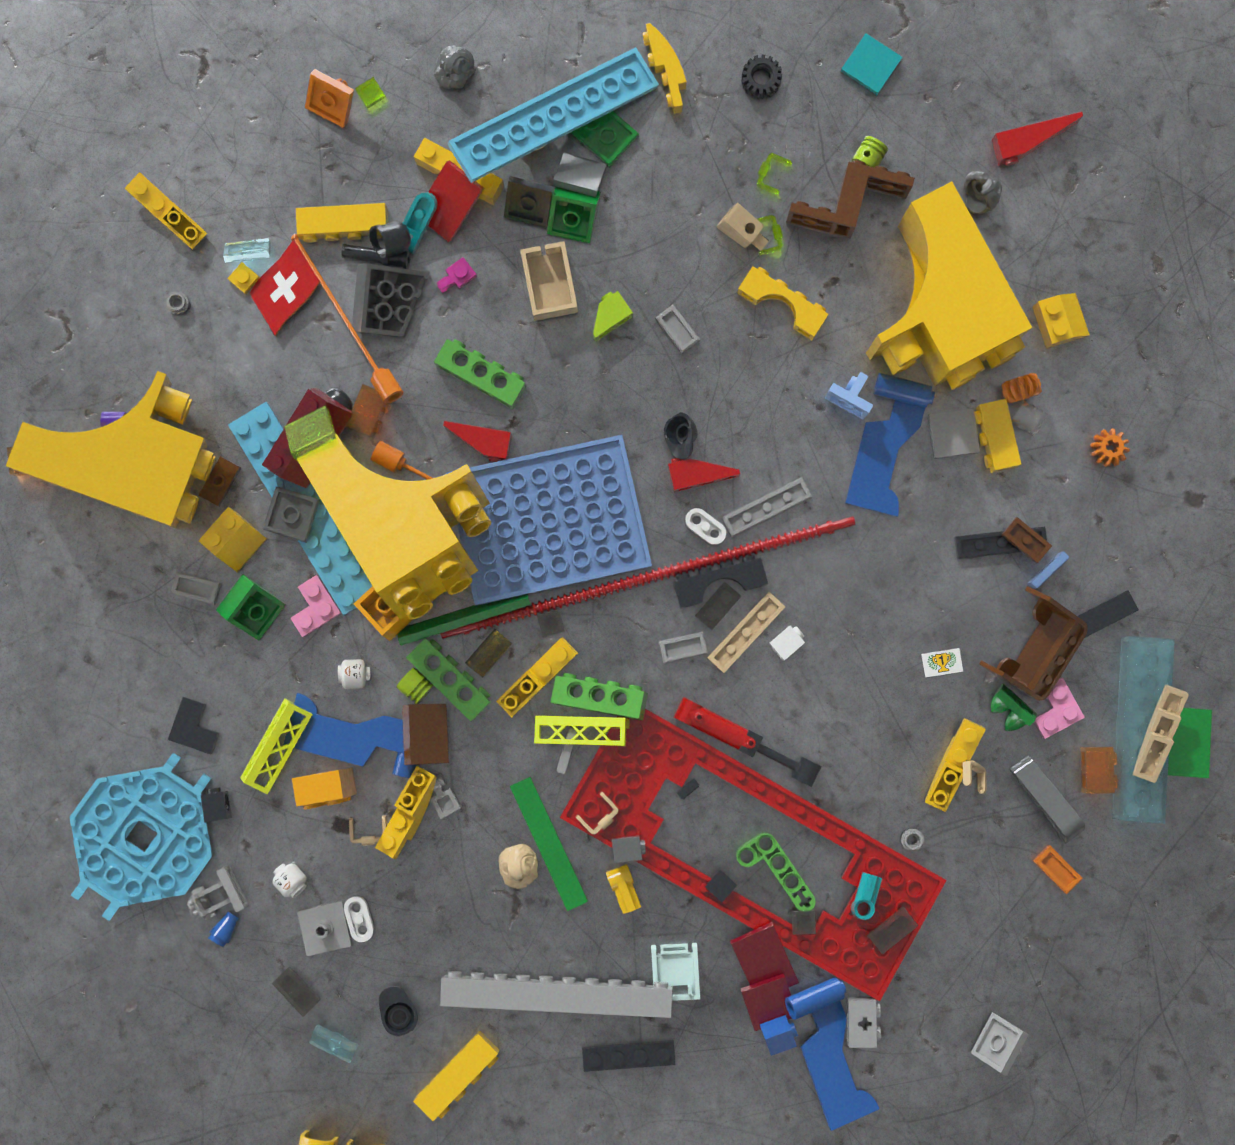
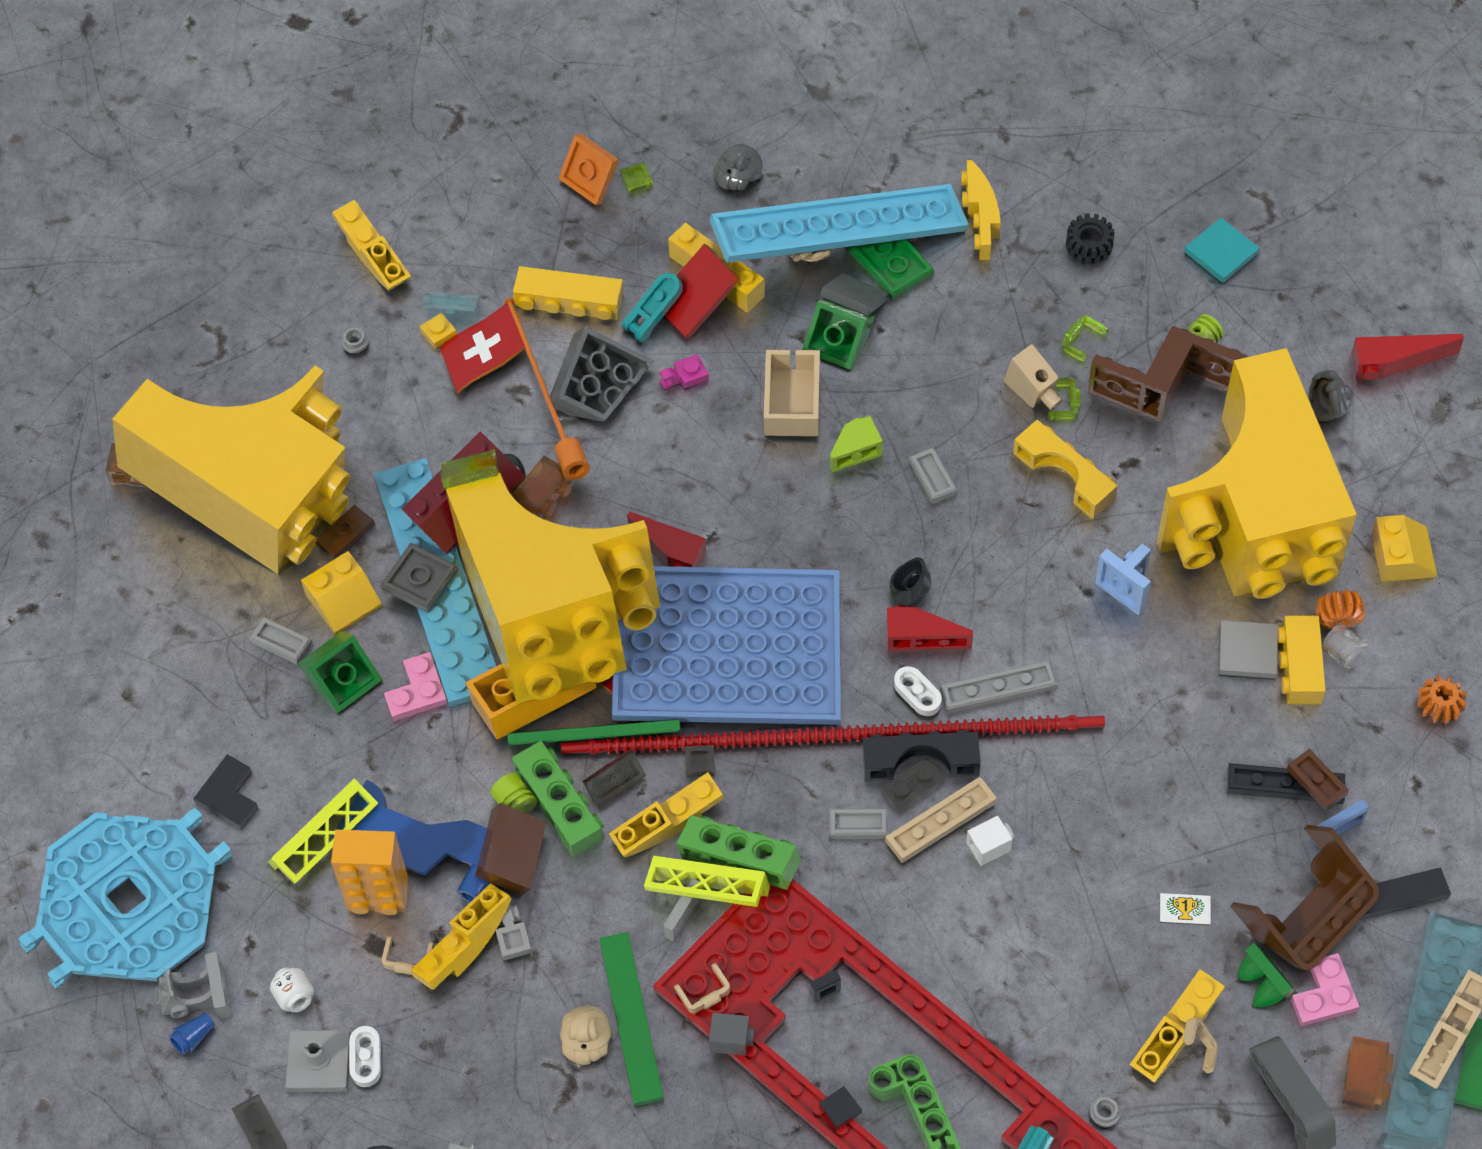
camera: 10 degrees right, 25 degrees down
(215, 805) = (228, 884): black brick -> none
(353, 674) = (441, 768): white head -> none
(370, 254) = (571, 326): black pin -> none
(395, 237) = (624, 315): black helmet -> none
(507, 395) = (712, 503): bright green brick -> none
(528, 201) = (787, 308): black bracket -> none
(622, 883) = (713, 1085): yellow piece -> none
(741, 739) = (912, 943): red piece -> none
(882, 441) = (1158, 641): blue door -> none

